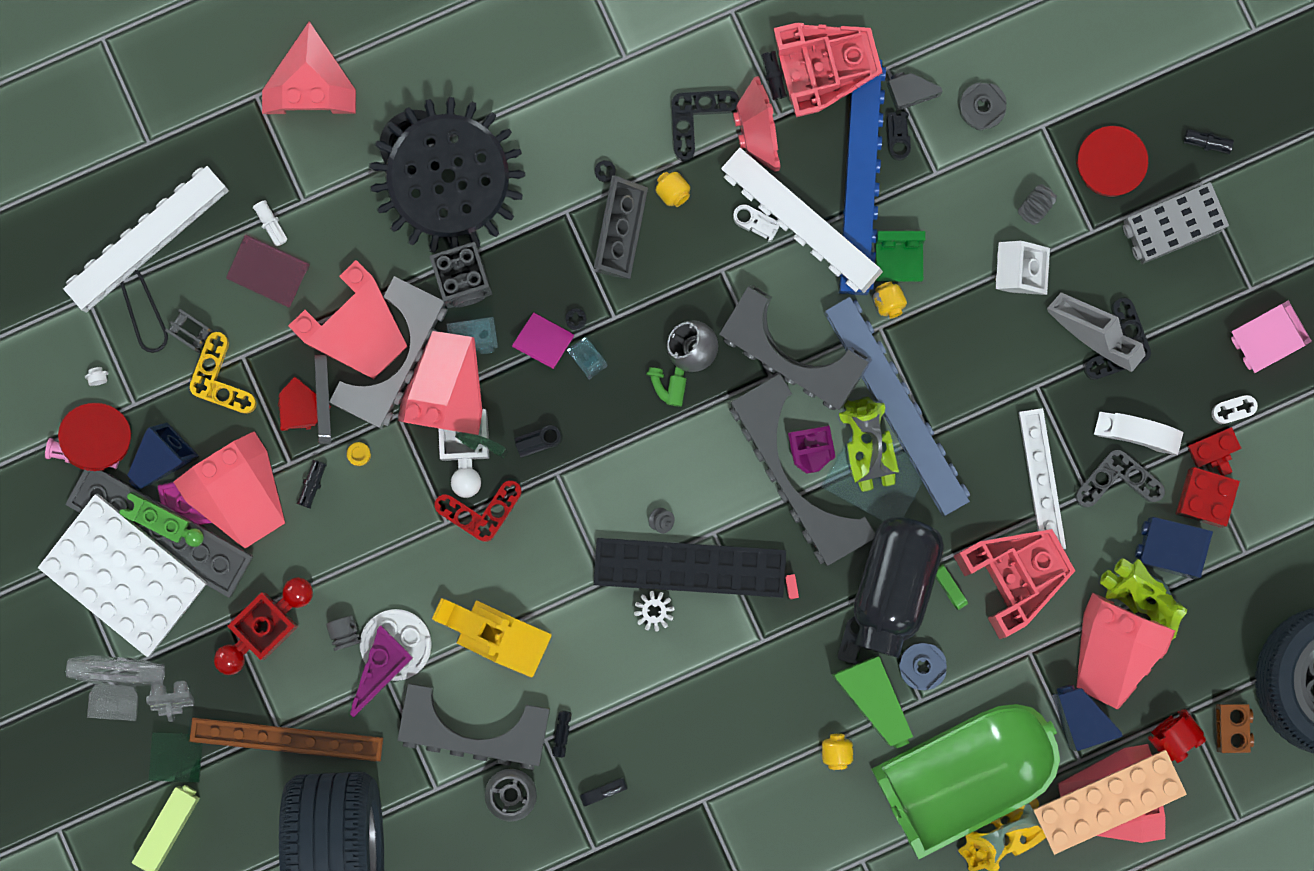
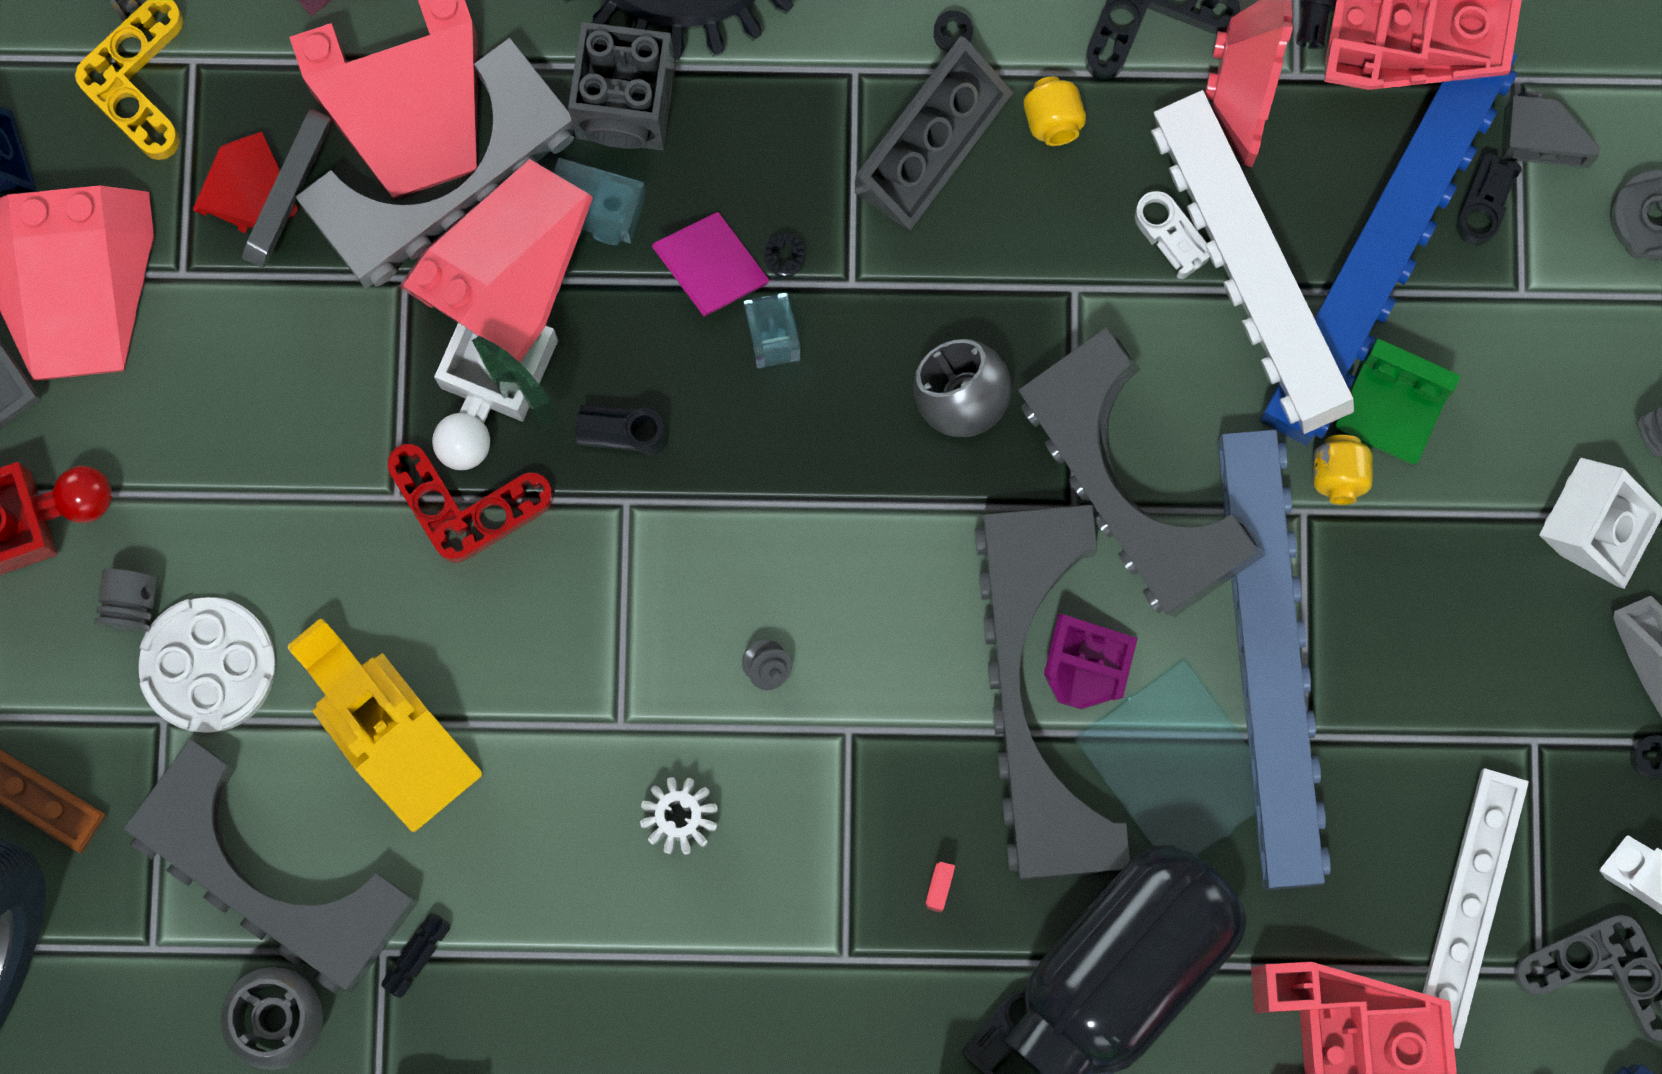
camera: 25 degrees right, 5 degrees down
(311, 484) = (200, 324): black pin -> none
(358, 454) = (305, 311): yellow tile -> none
(384, 663) = (170, 684): magenta wing -> none
(676, 388) = (901, 450): bright green plant -> none
(689, 567) = (777, 770): black plate -> none
(865, 417) = (1205, 650): lime hips -> none
(950, 588) = (1220, 1022): bright green piece -> none

